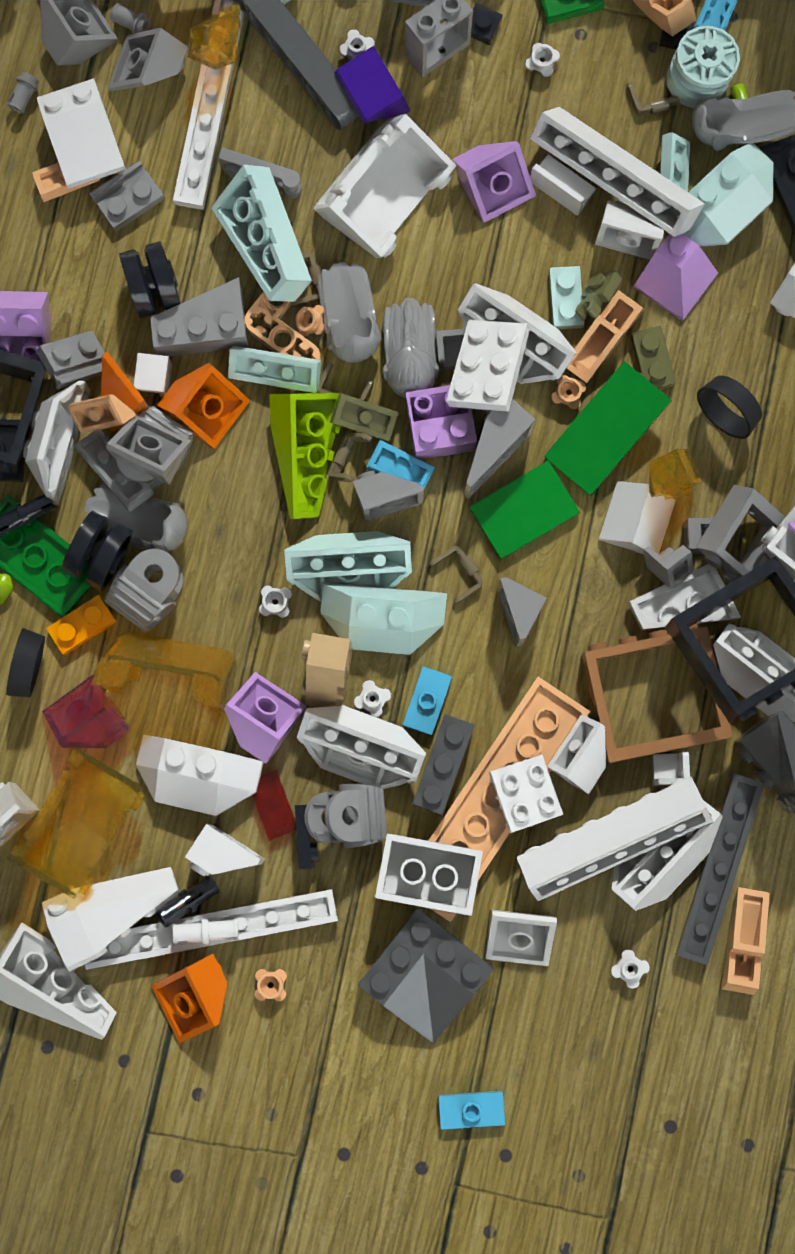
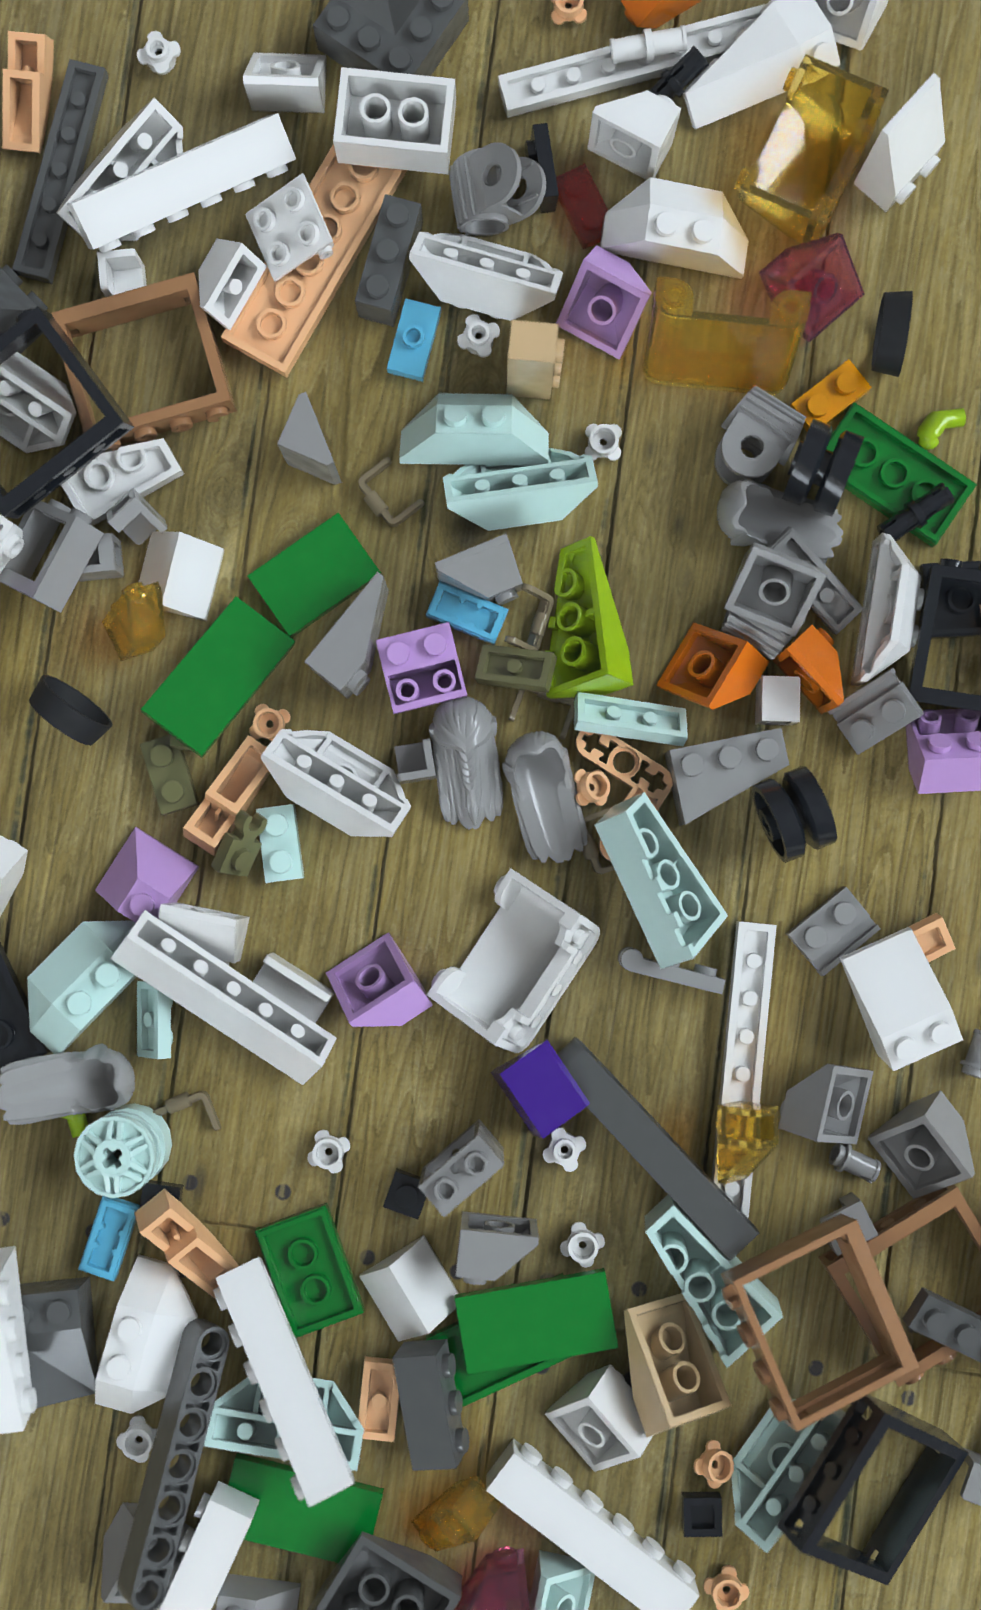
camera: 175 degrees right, 5 degrees up
(100, 413) = (836, 630): light nougat slope -> none
(488, 365) = (367, 729): white plate -> none

